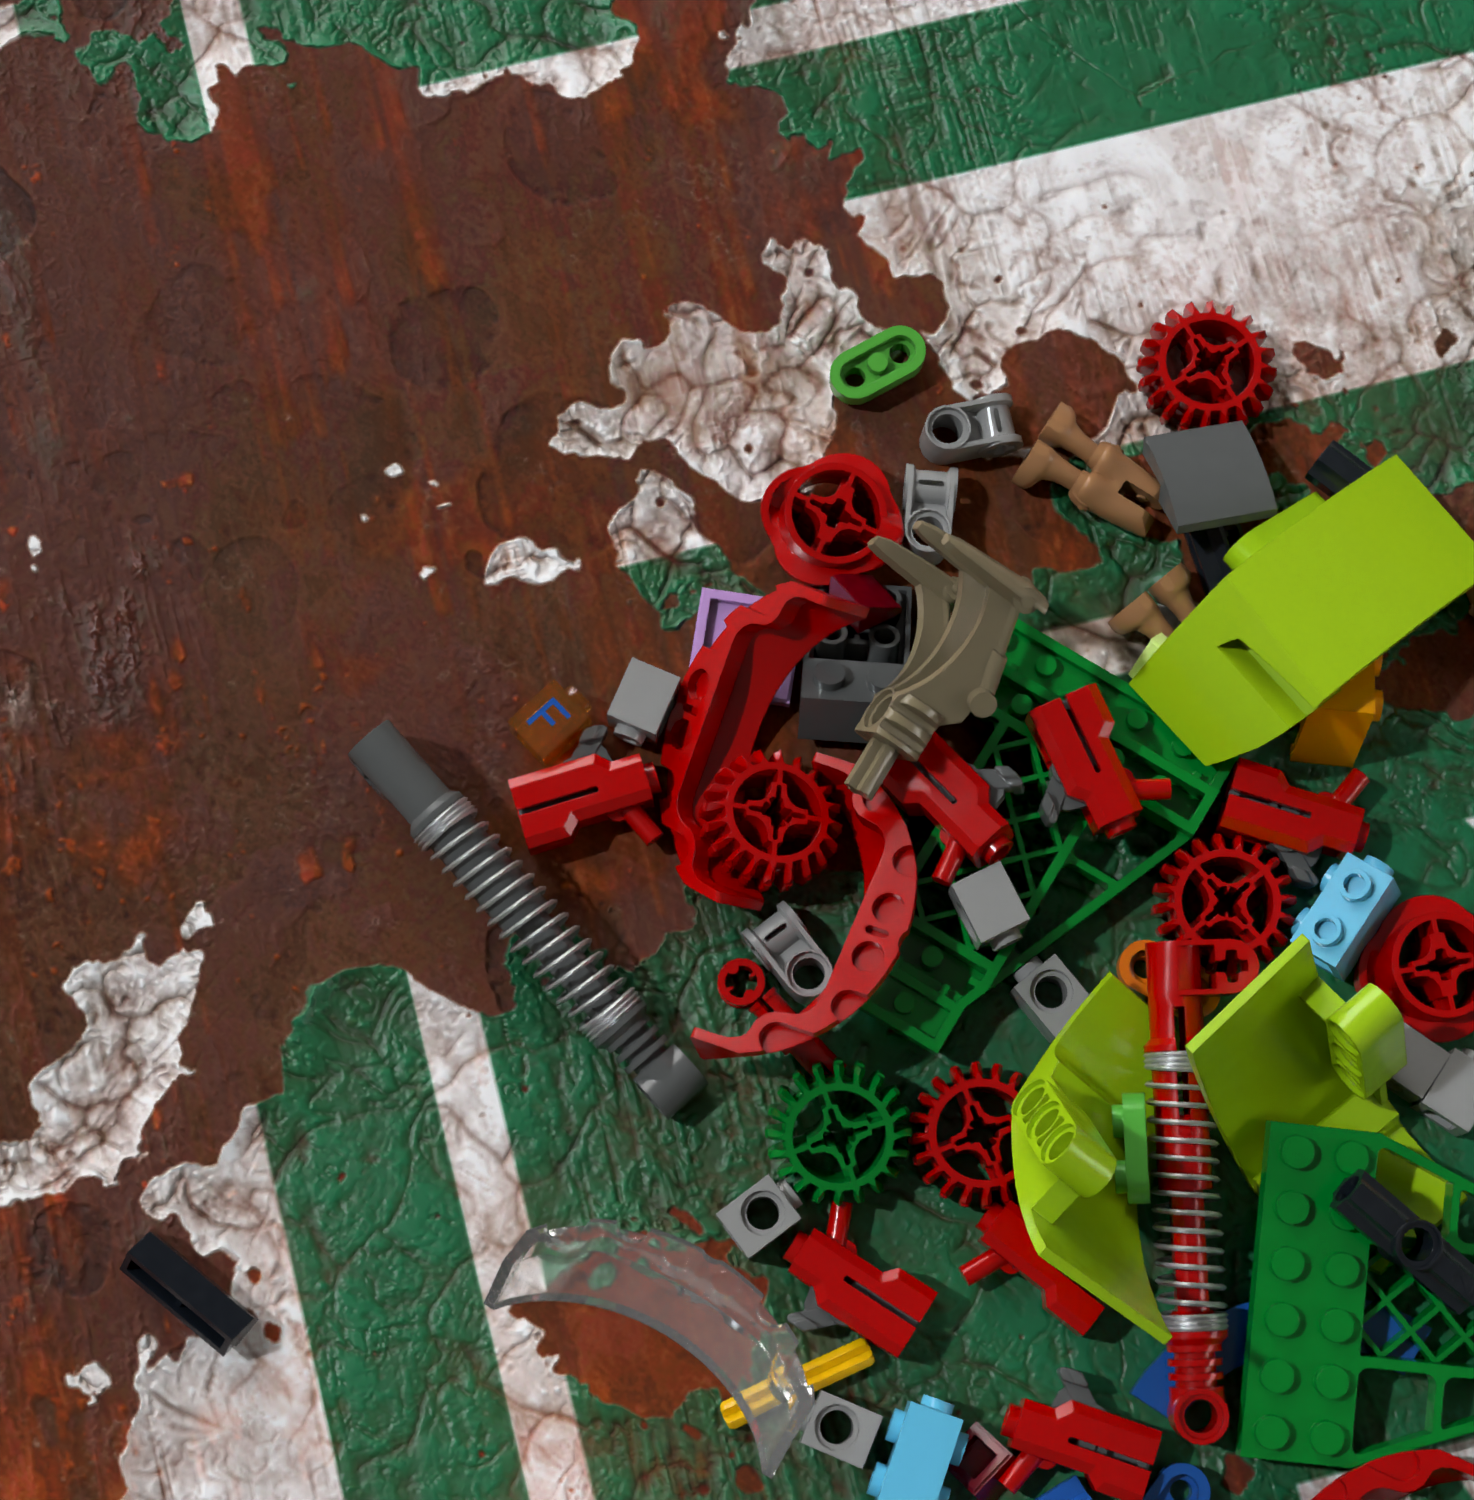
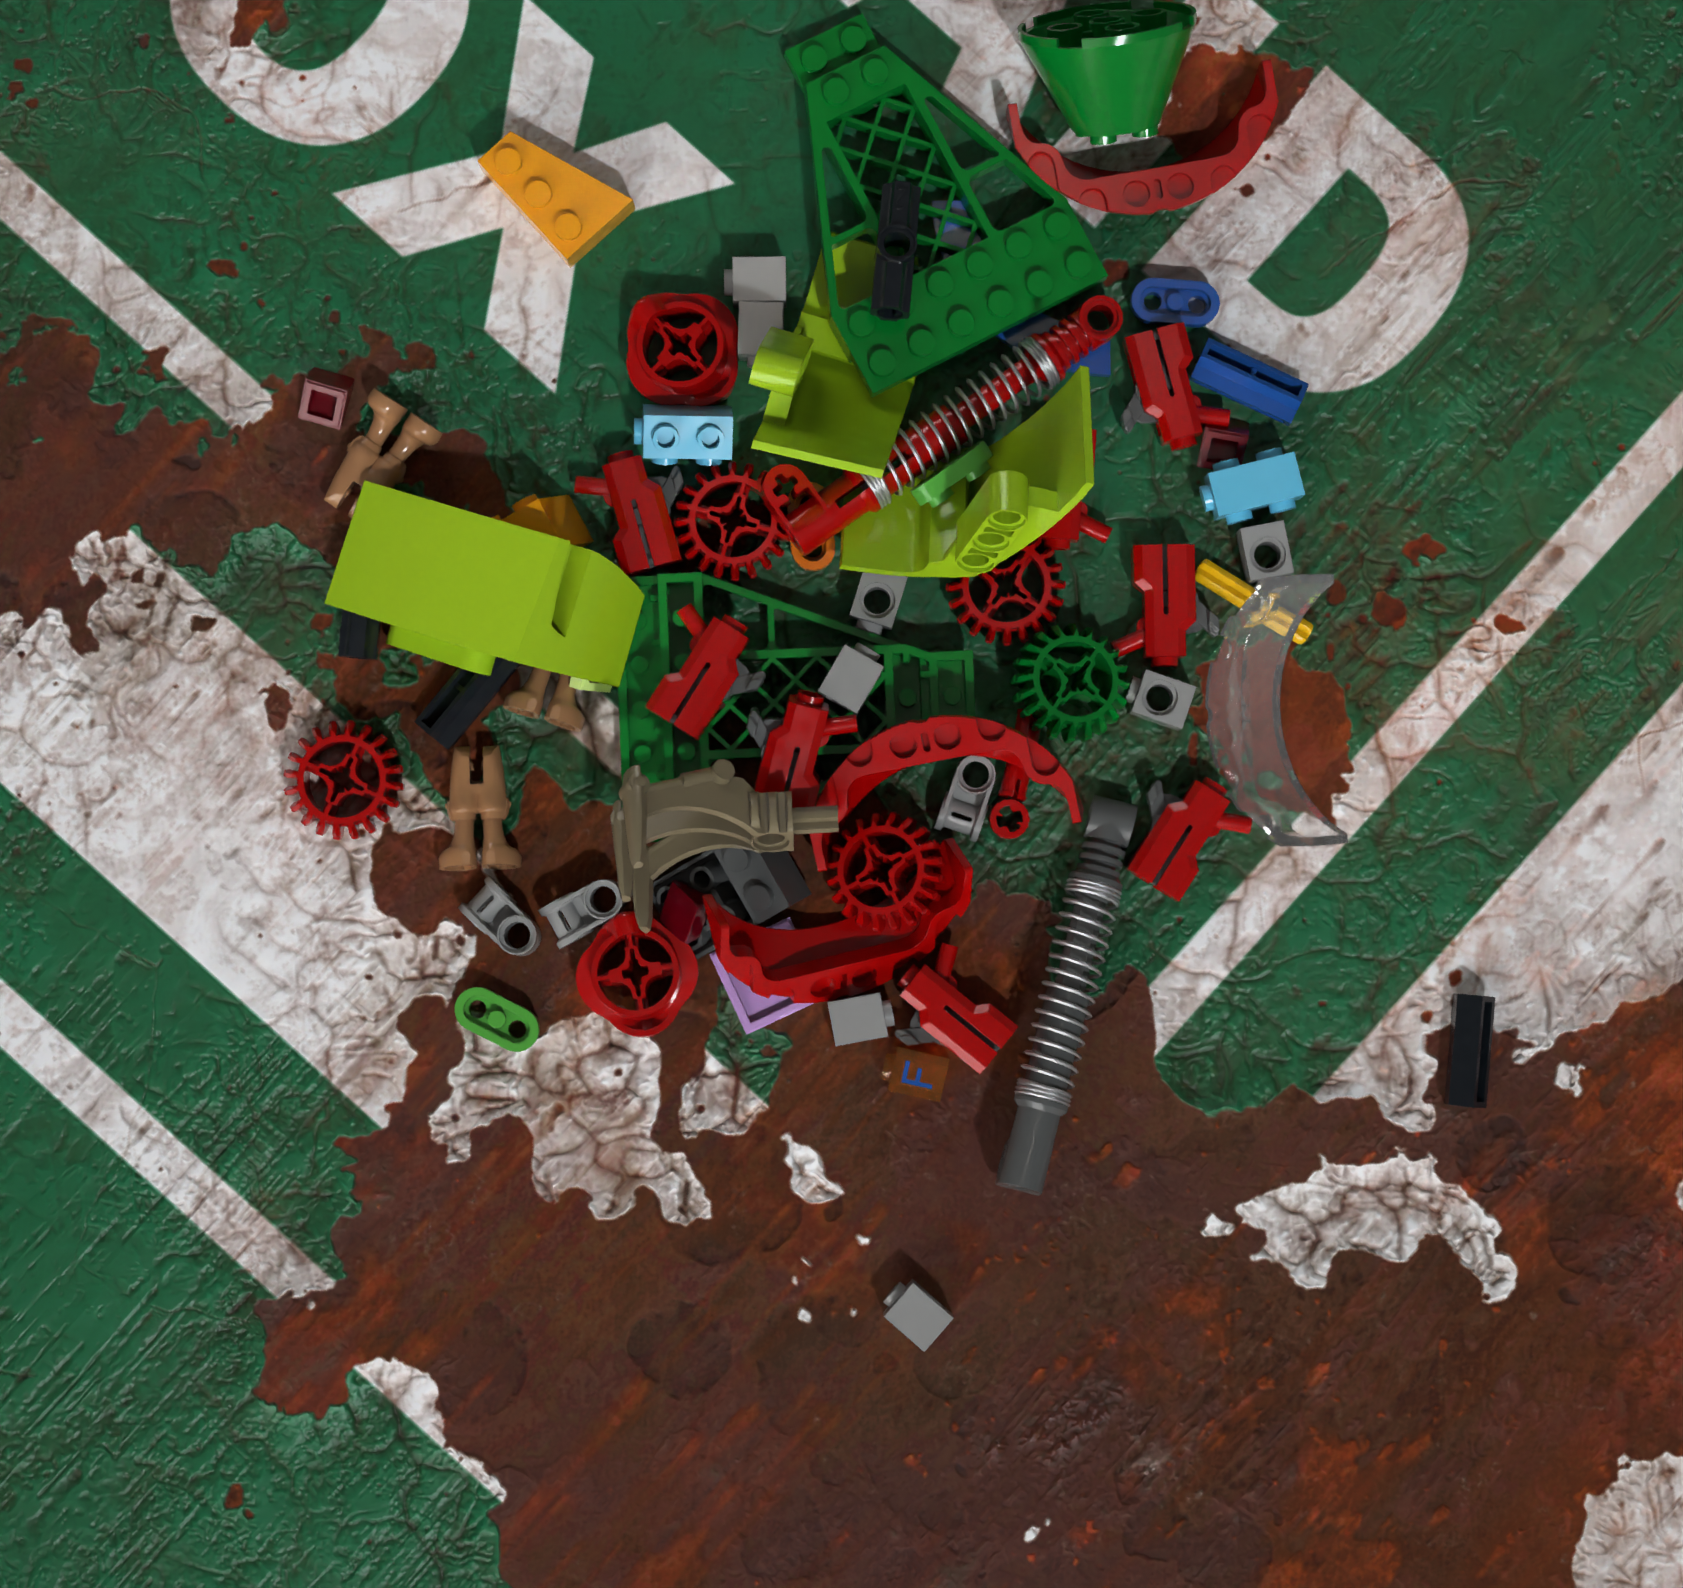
camera: 125 degrees left, 10 degrees up
(319, 570) = (916, 1313): none -> light grey brick
(612, 1143) = (1178, 833): none -> red piece
(1210, 477) = (432, 724): dark grey slope -> none

